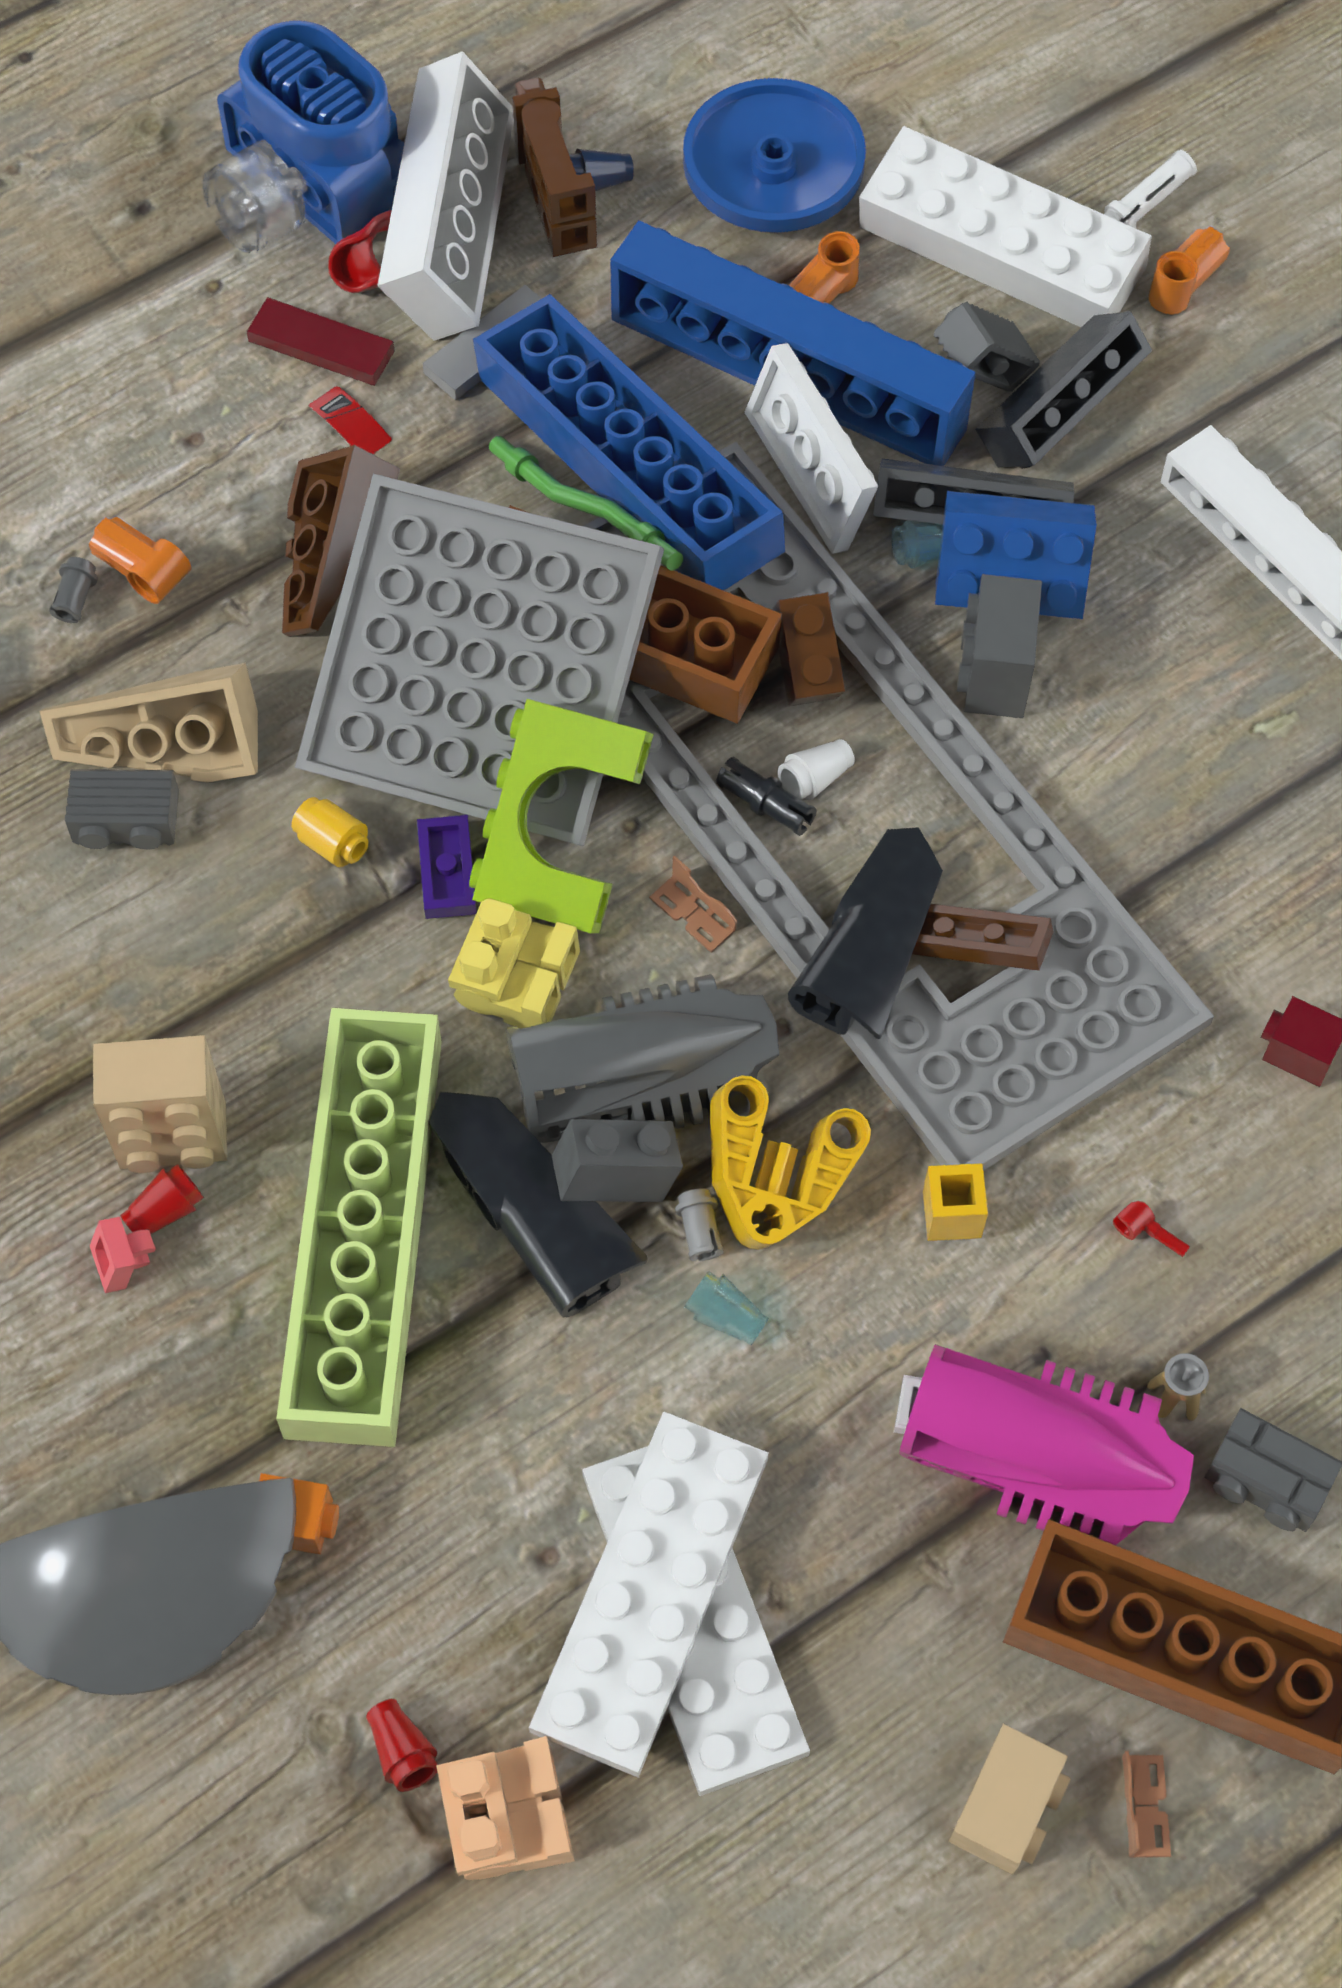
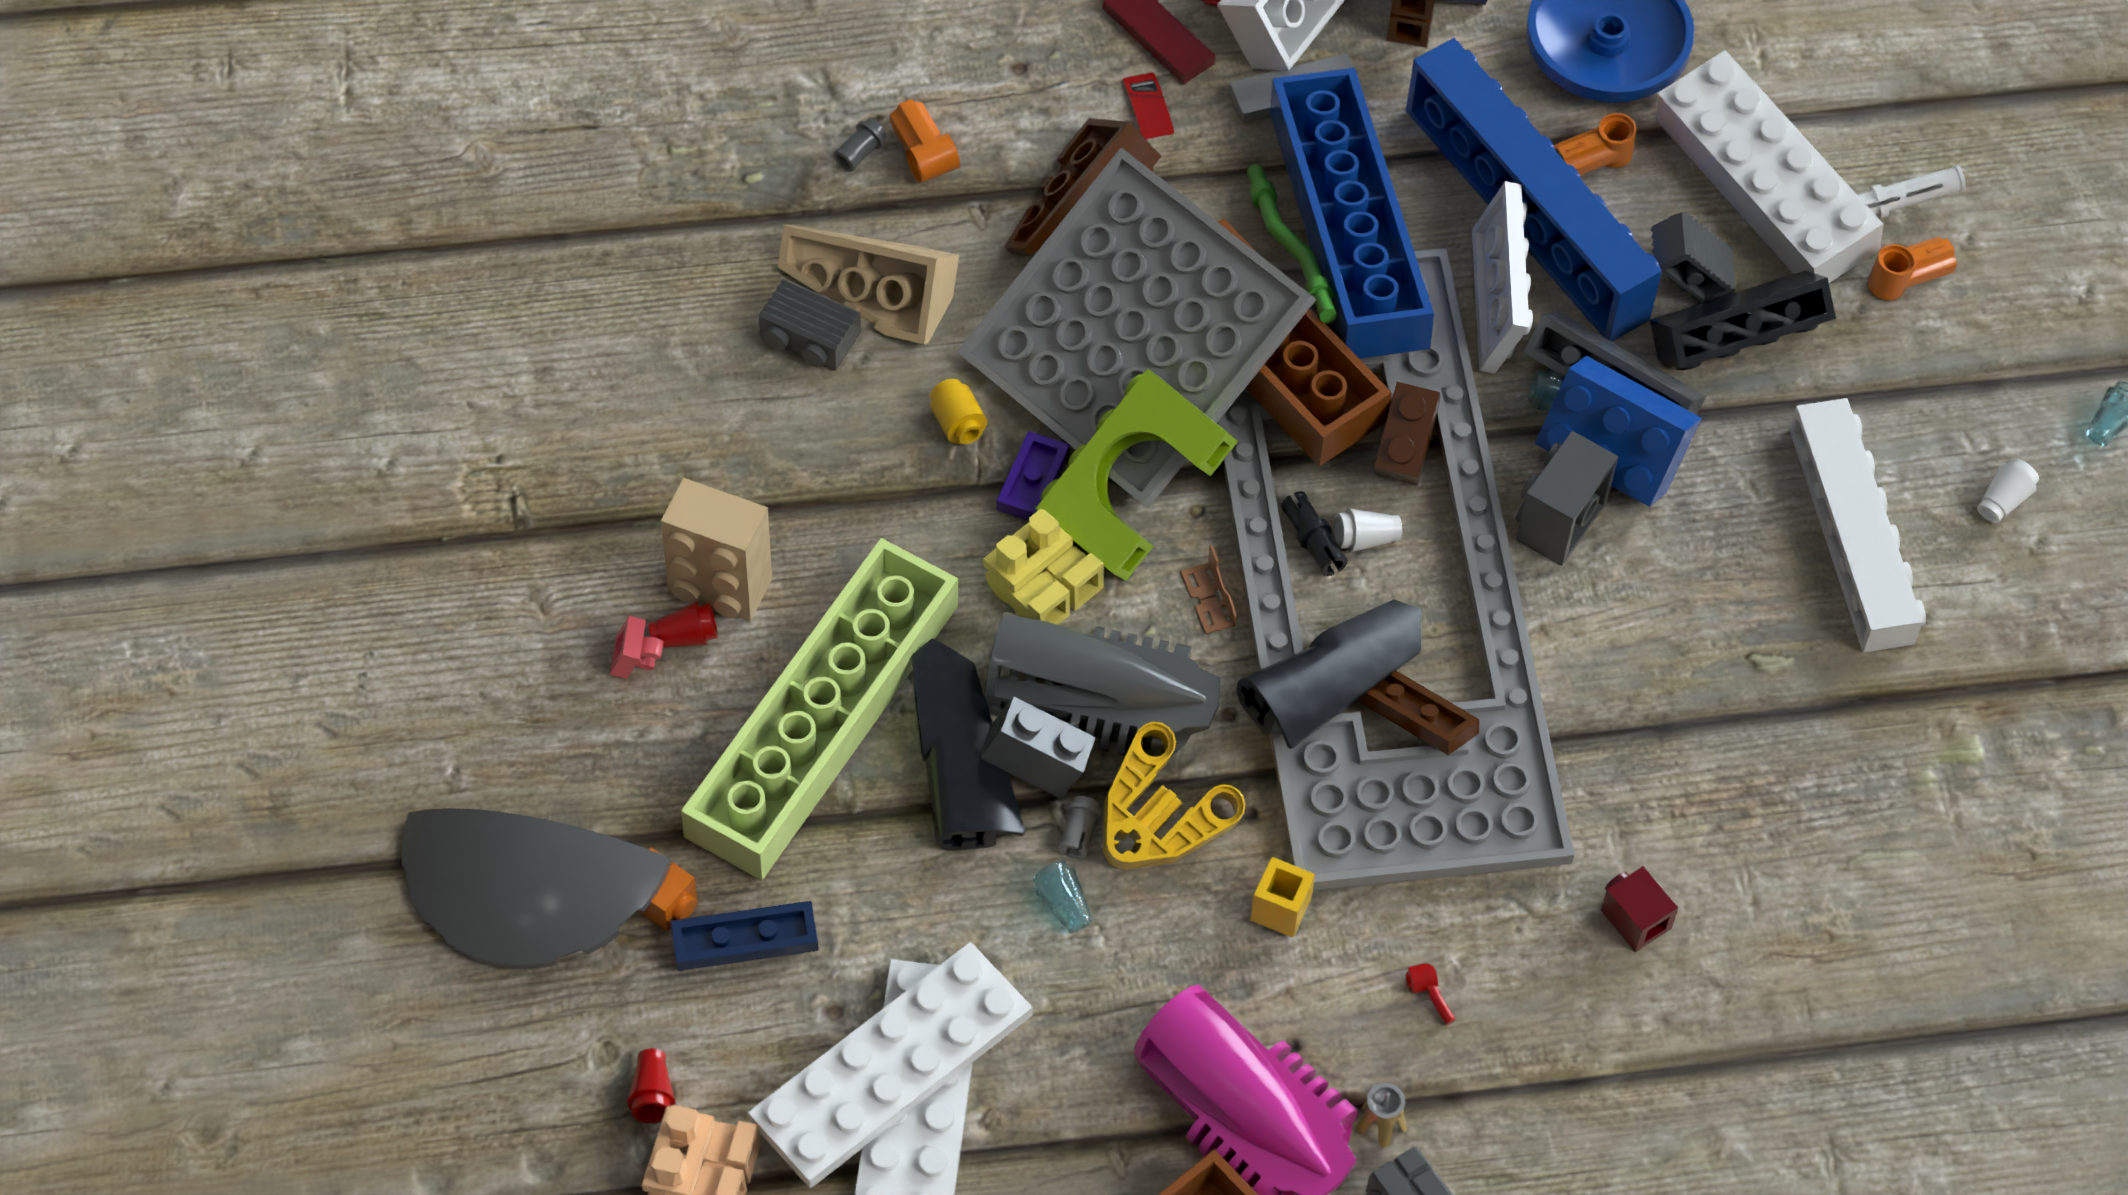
camera: 25 degrees right, 5 degrees down
(410, 1520) = (744, 935): none -> dark blue plate

